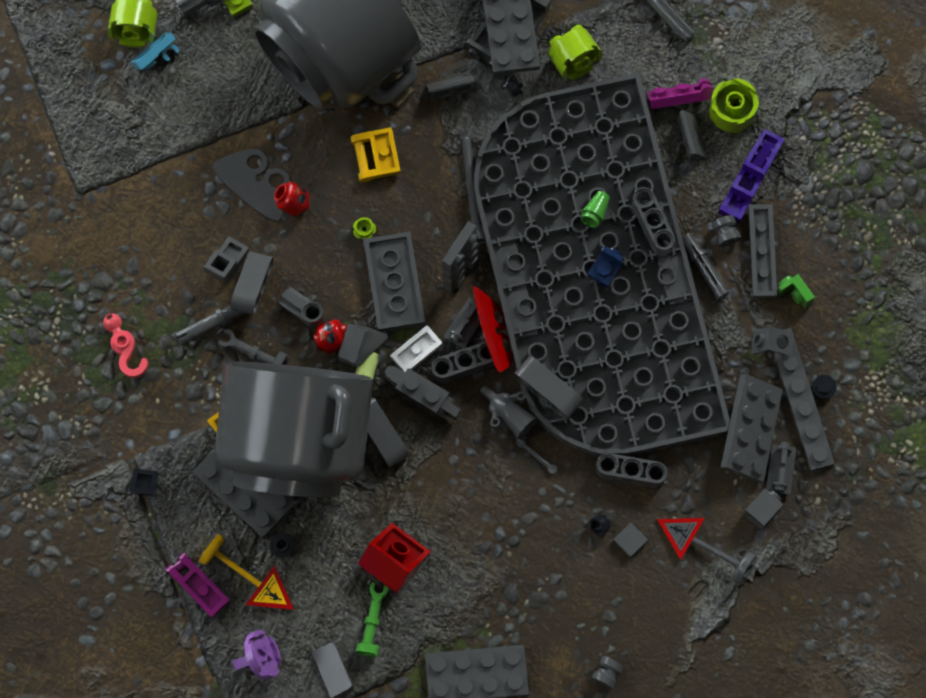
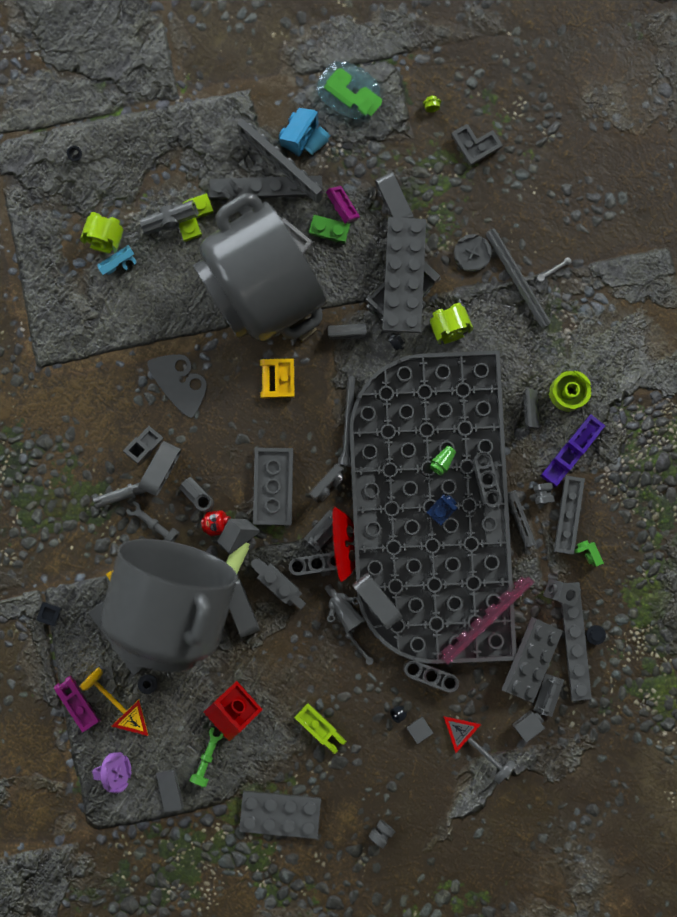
camera: 10 degrees right, 10 degrees up
(124, 345) = (51, 498): coral piece -> none
(291, 198) = (203, 404): red head -> none
(364, 222) = (252, 437): lime plate -> none
(416, 349) = (280, 545): white plate -> none
(505, 558) = (318, 727): none -> lime hinge
(679, 392) = (493, 613): none -> clear pink plate
(680, 94) = (529, 373): magenta plate -> none

